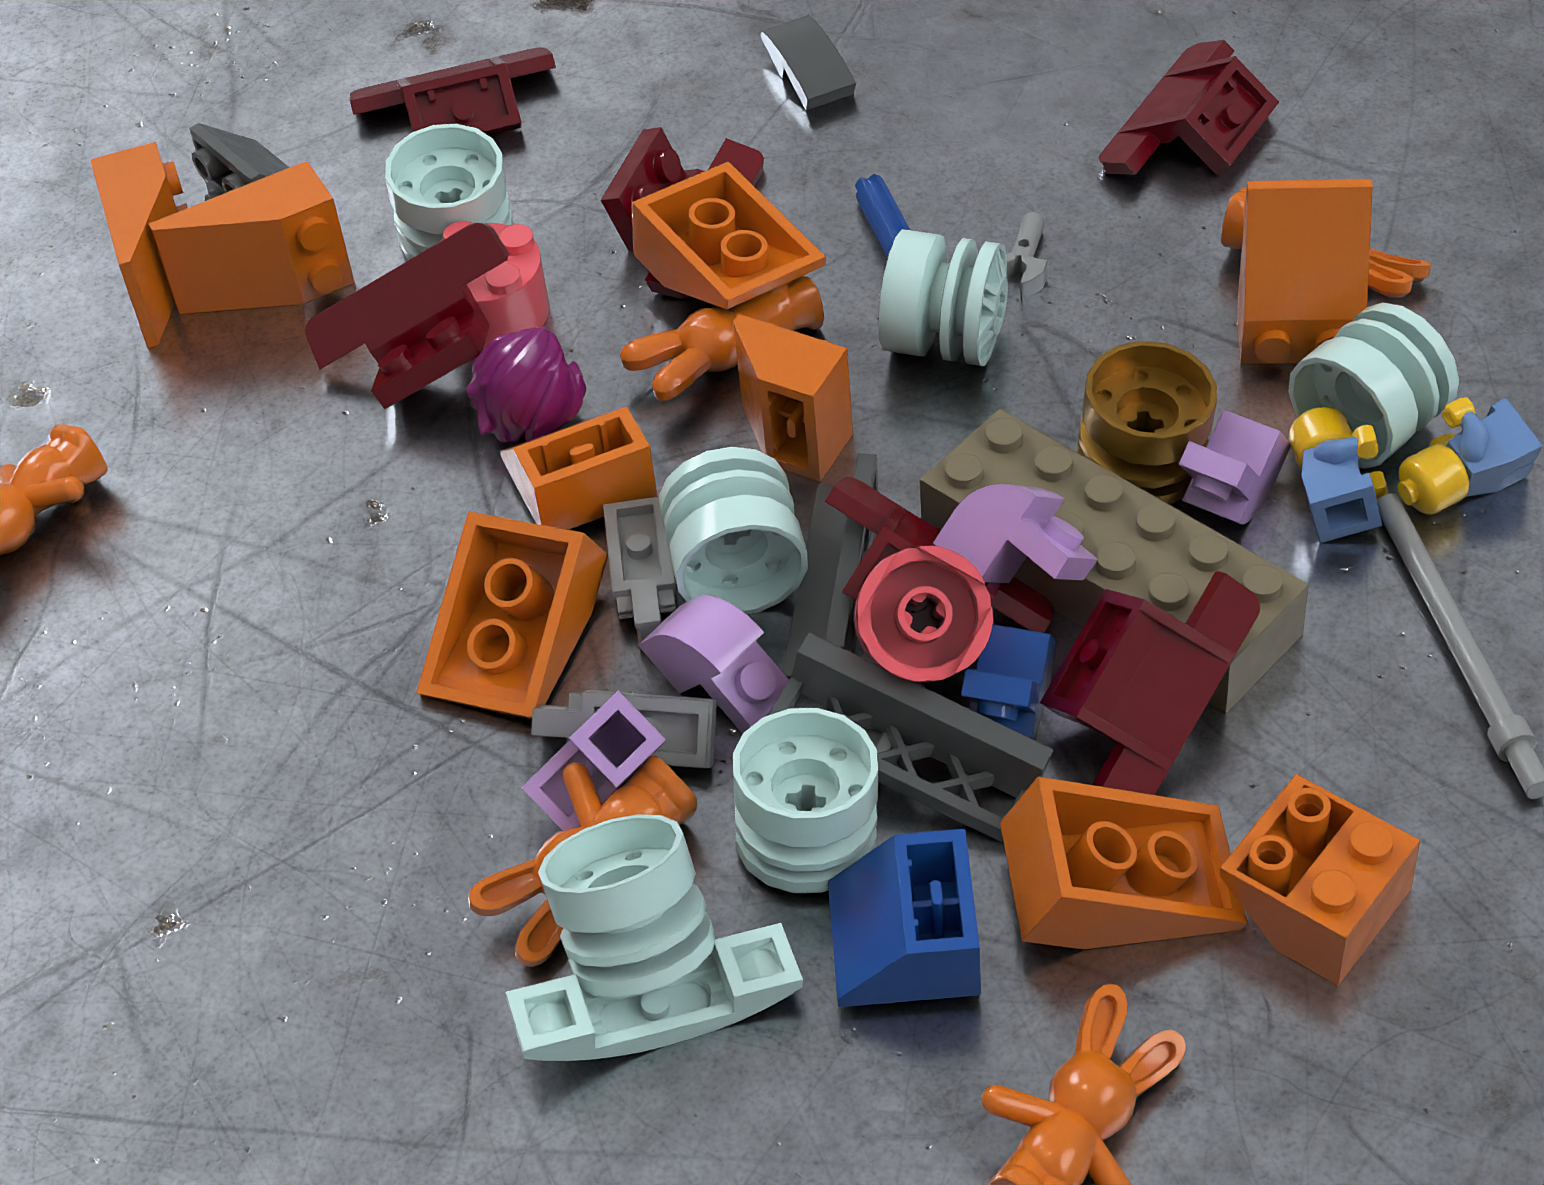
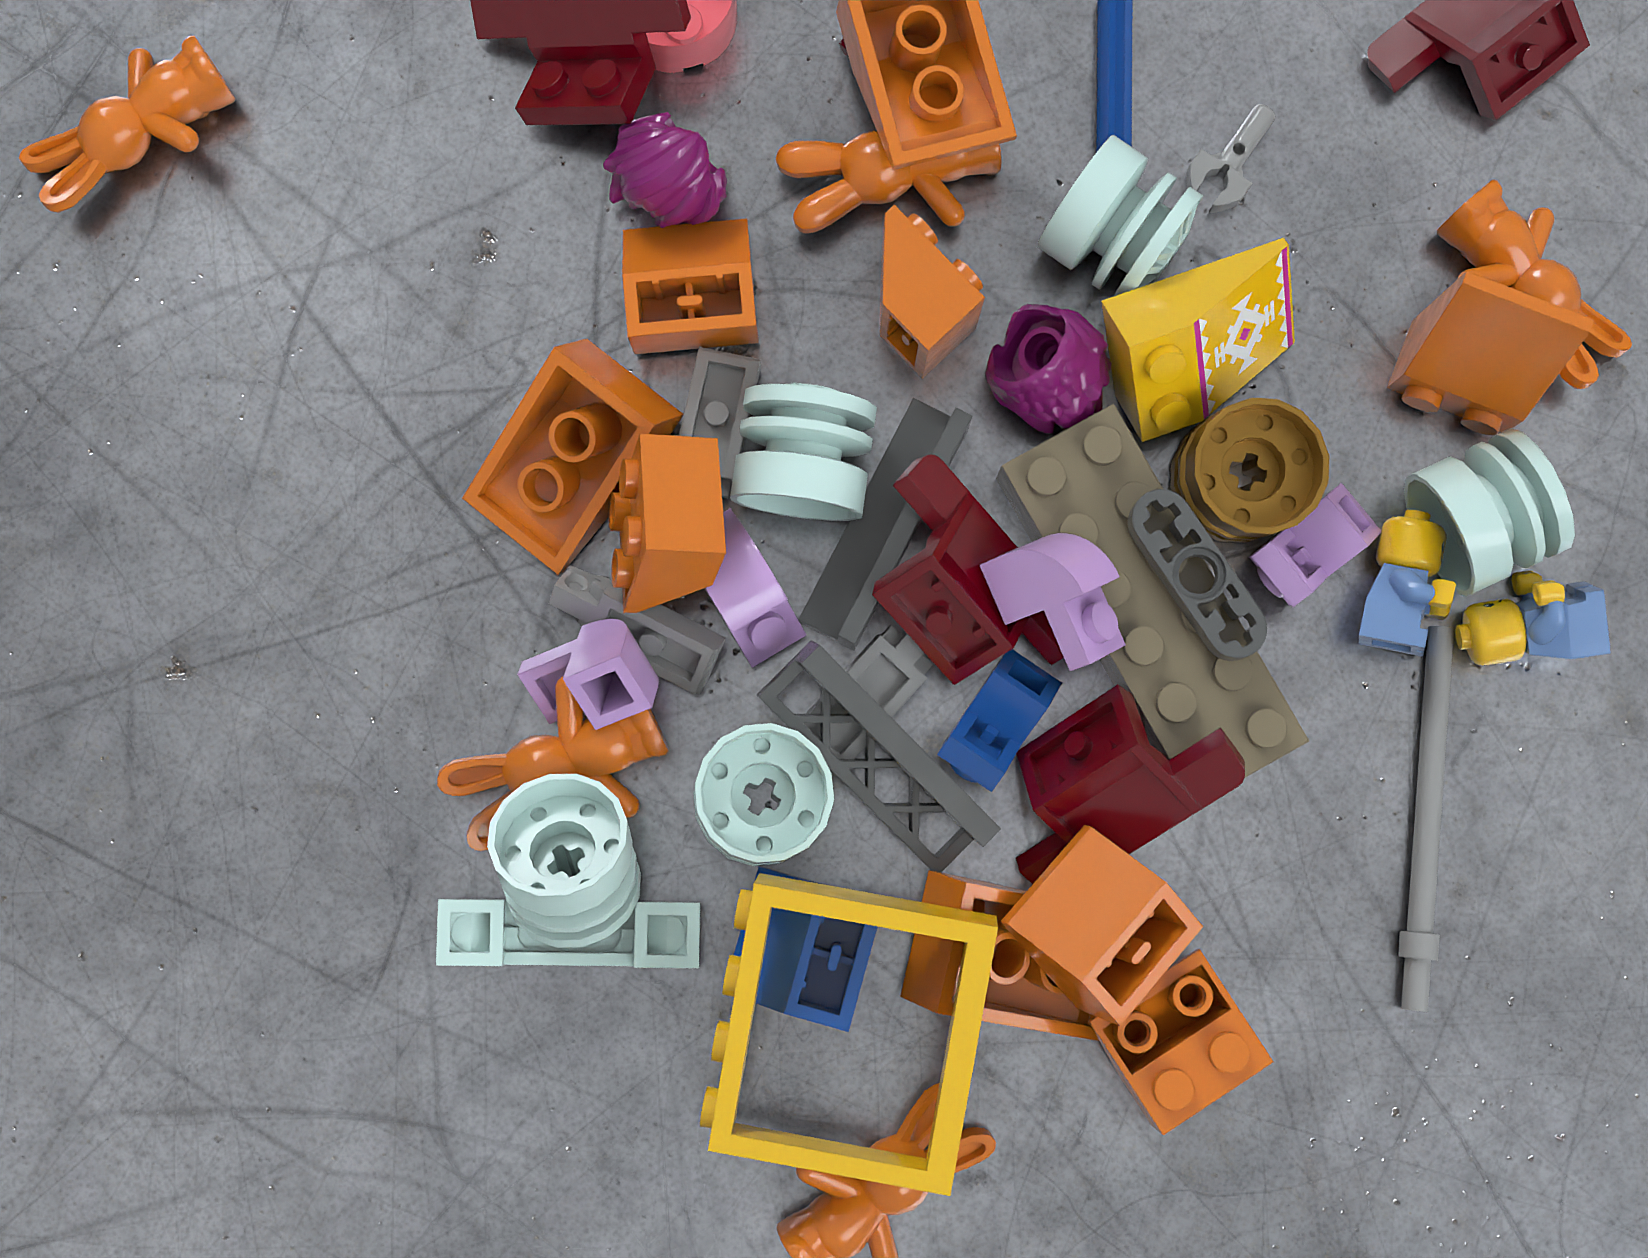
camera: 15 degrees right, 35 degrees up
(624, 599) = (667, 520): none -> orange slope
(928, 411) = (1049, 367): none -> magenta hair
(960, 605) = (931, 667): coral brick -> none
(1007, 1051) = (732, 1038): none -> yellow window
(1042, 342) = (1198, 337): none -> yellow slope
(1086, 452) = (1205, 548): none -> dark grey beam
(1189, 782) = (1101, 926): none -> orange slope

